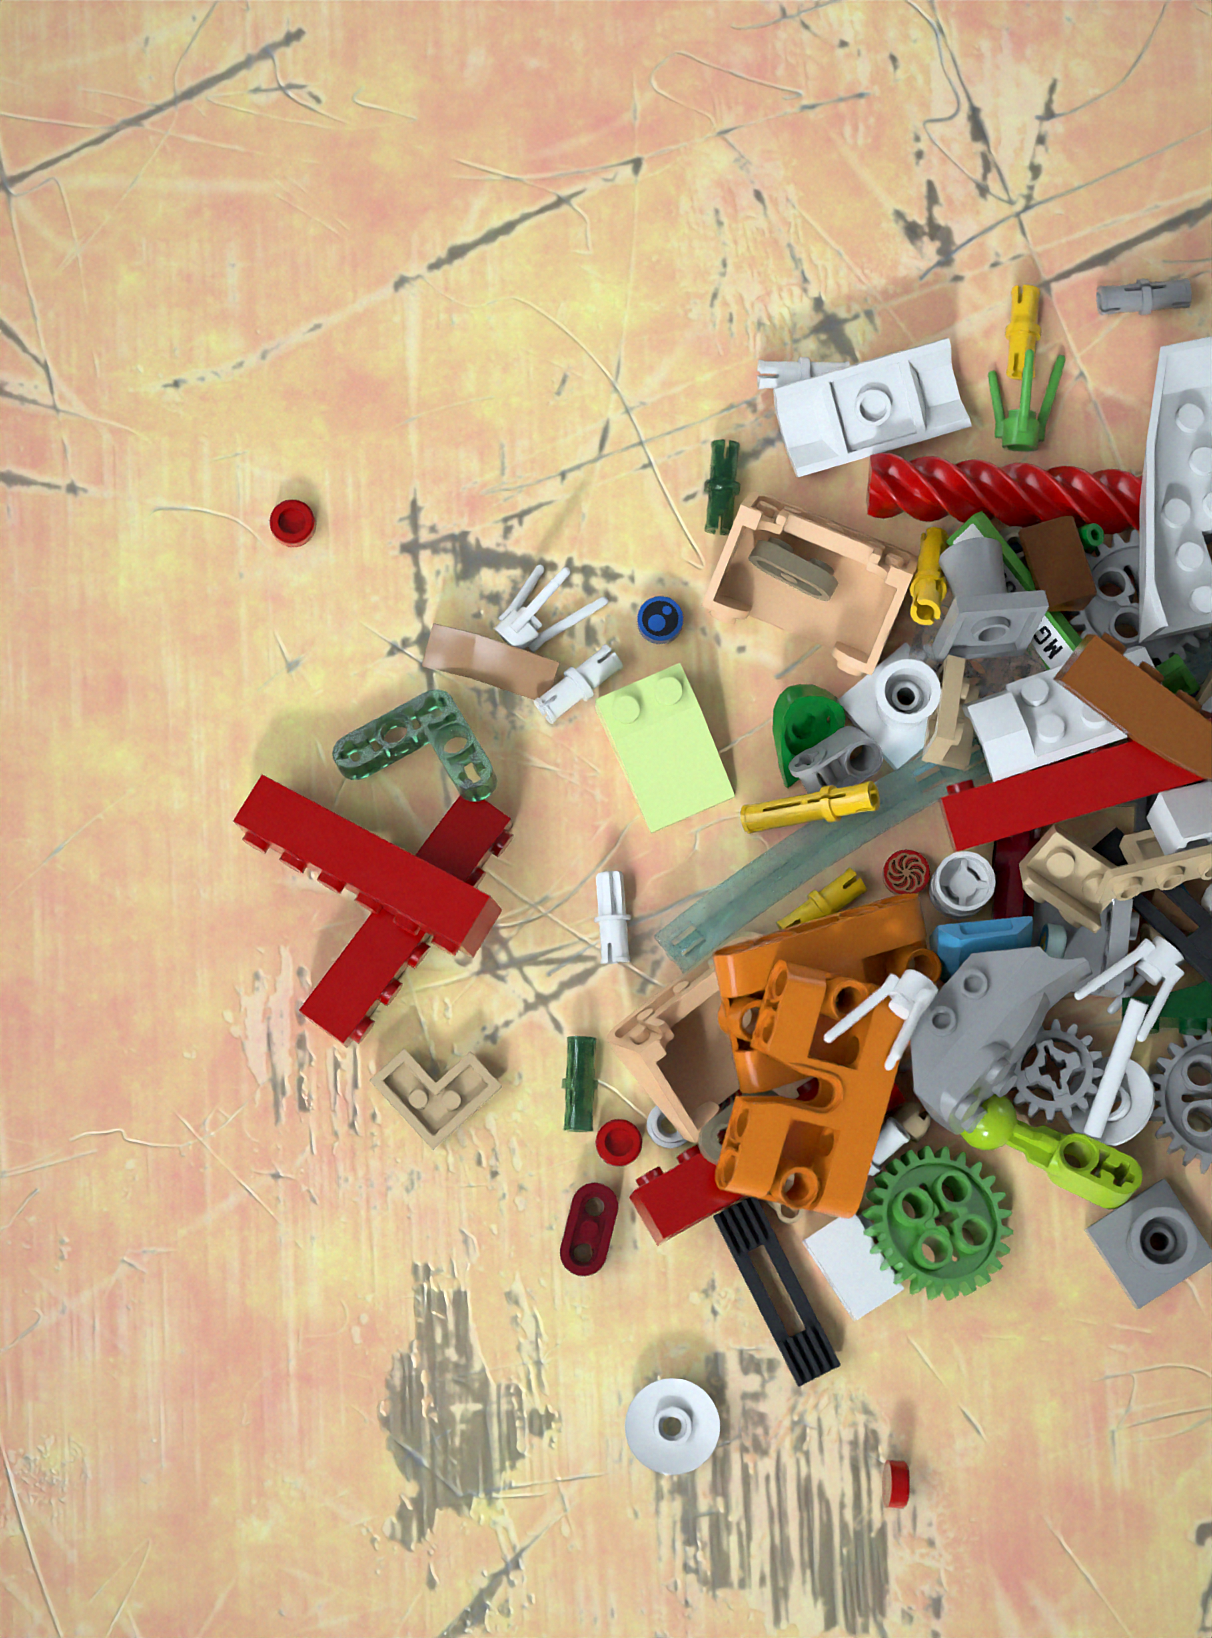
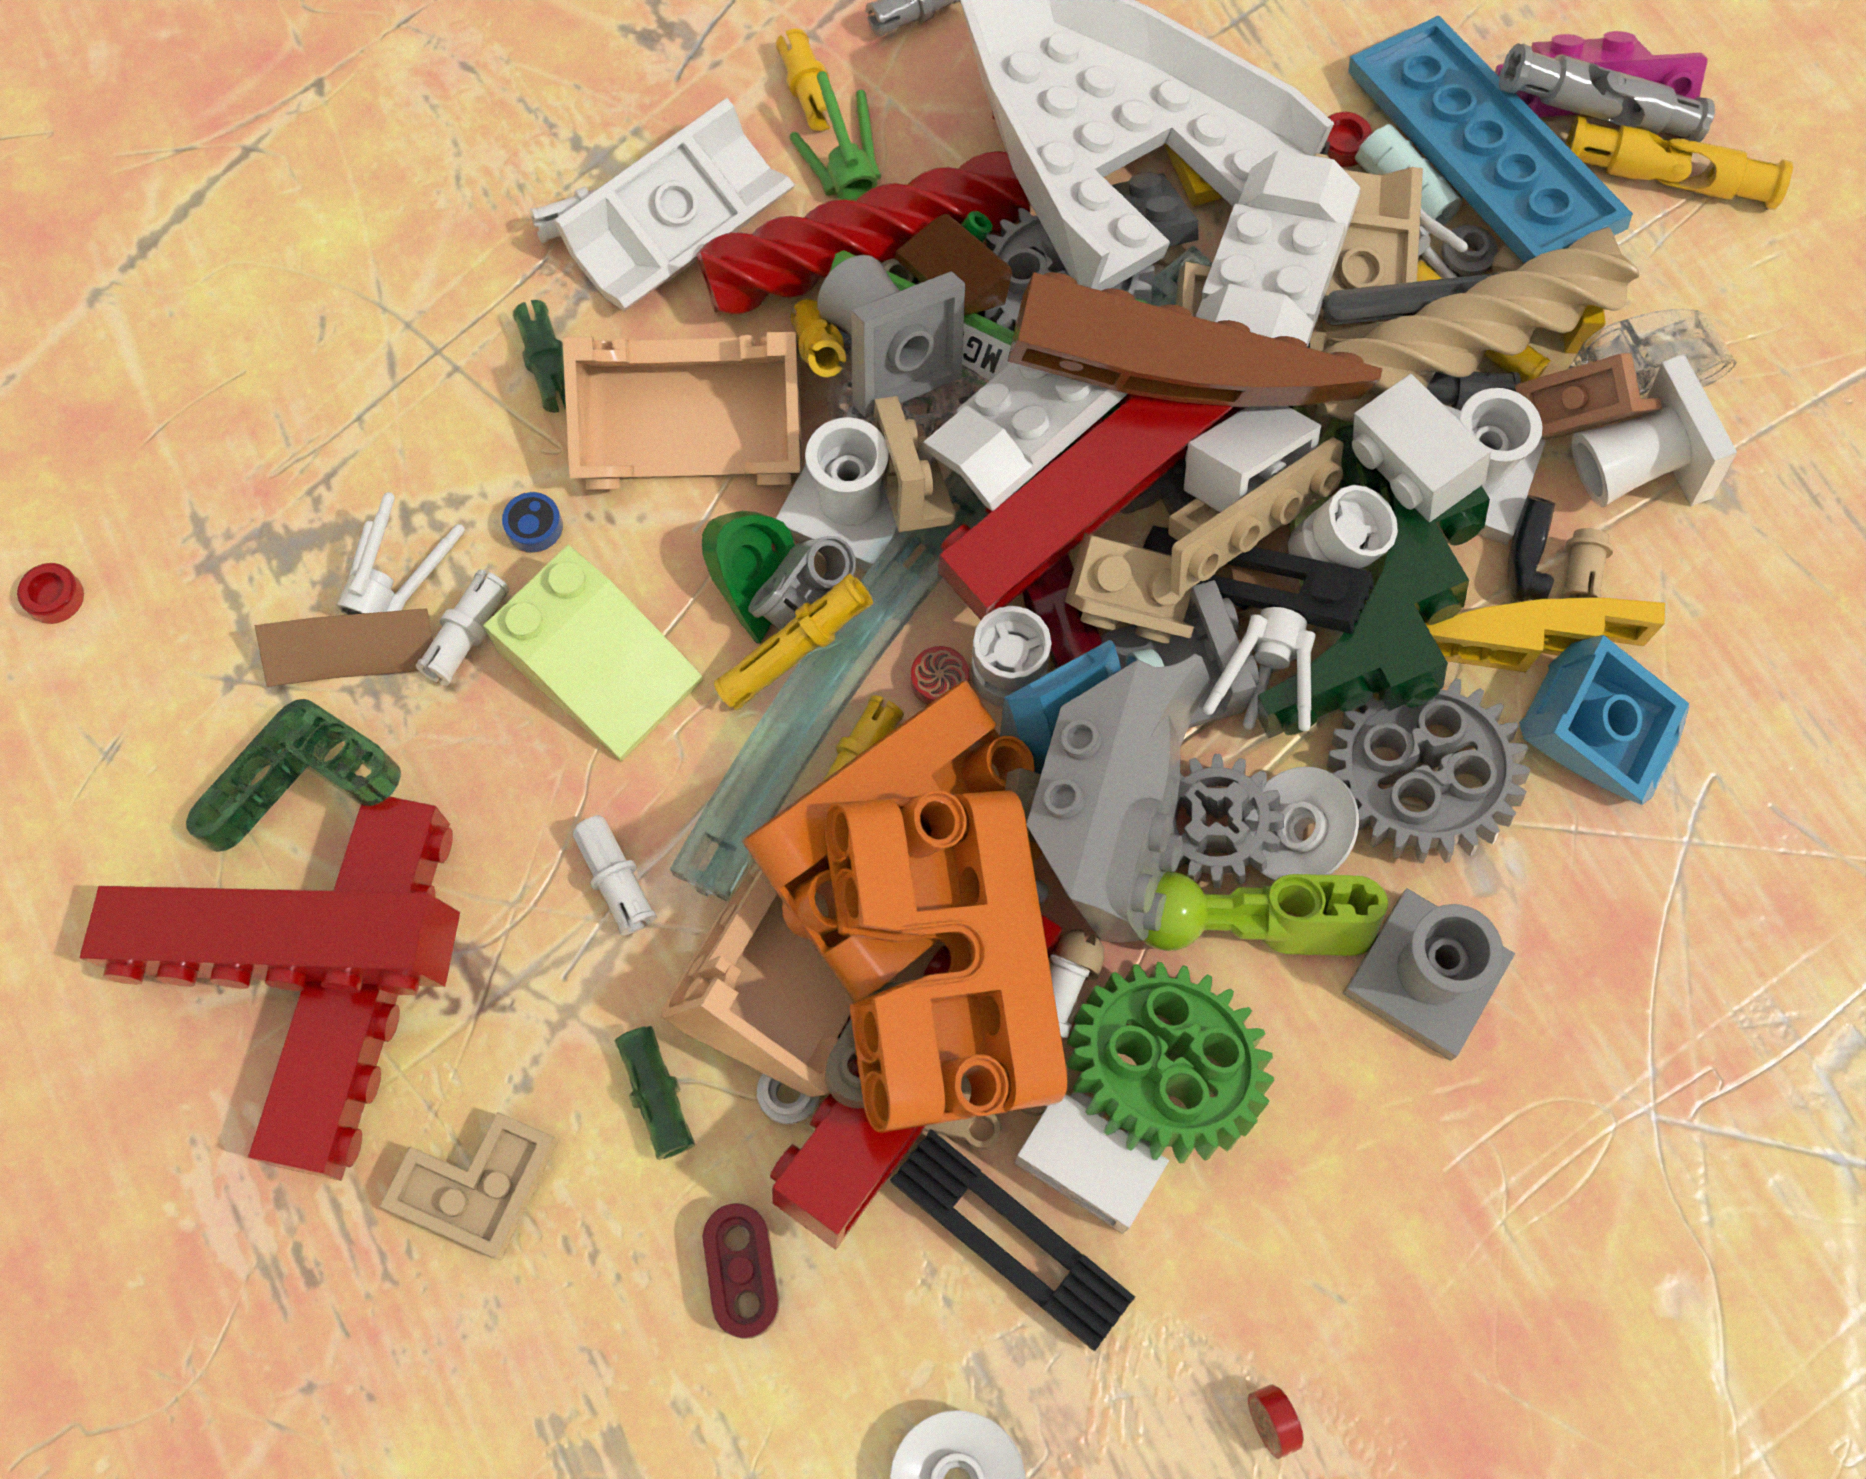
camera: 25 degrees left, 10 degrees down
(618, 1142) = (734, 1143): red tile -> none
(778, 561) = (661, 401): dark tan plate -> none
(909, 1001) = (1012, 787): white plant -> none
(1115, 1068) = (1291, 778): white bar -> none

